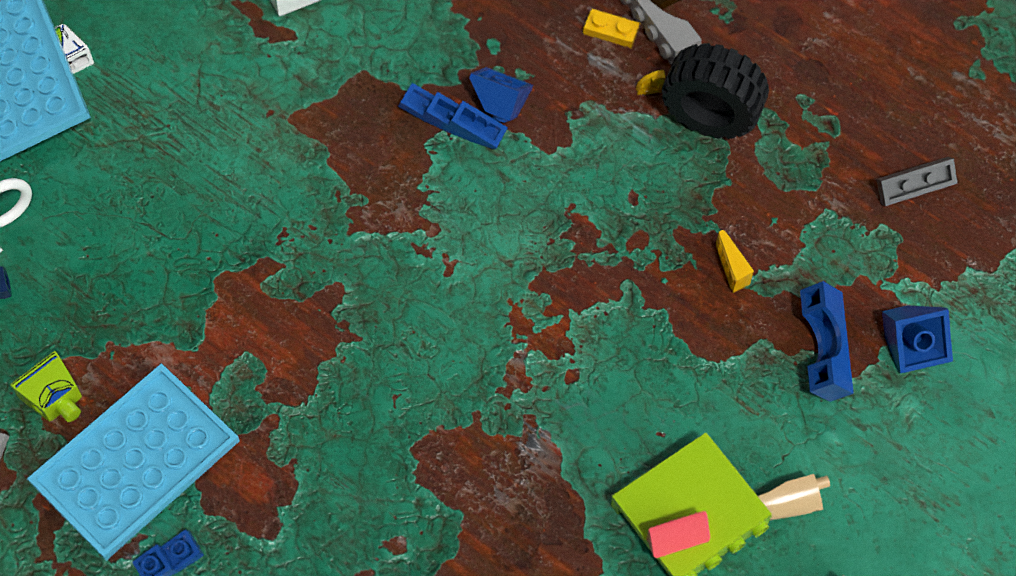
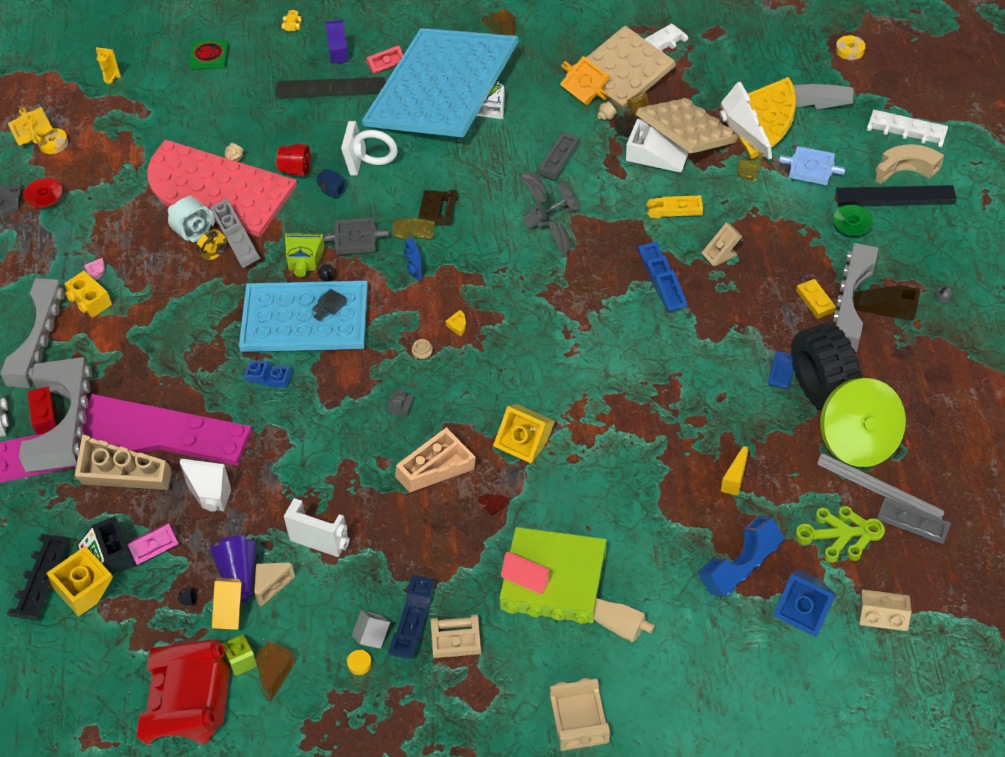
camera: 50 degrees right, 10 degrees down
(86, 322) = (355, 236): none -> dark grey plate
(103, 391) = (326, 272): none -> black hinge
(133, 225) = (432, 204): none -> dark brown plate
(138, 265) = (408, 227): none -> clear yellow slope
(153, 421) = (330, 302): none -> clear smoke plate
(191, 301) = (414, 259): none -> blue slope
(206, 62) = (558, 156): none -> dark grey plate
(263, 145) = (537, 216): none -> dark grey plant
(302, 390) = (422, 349): none -> tan plate
(304, 330) = (457, 323): none -> yellow tile
(346, 467) = (400, 403): none -> dark grey tile
(385, 30) = (675, 206): none -> yellow hinge
(457, 498) = (434, 462): none -> light nougat wedge
(476, 38) = (721, 245): none -> tan slope
(500, 93) = (703, 283): blue slope -> none
(504, 391) = (523, 432): none -> yellow slope
(551, 489) = (493, 503): none -> clear red tile
(659, 125) = (781, 370): none -> blue tile
(796, 121) = (862, 422): none -> lime dish
(853, 173) = (876, 485): none -> light grey axle
(872, 242) = (842, 532): none -> lime plant
(980, 284) = (885, 610): none -> tan bracket

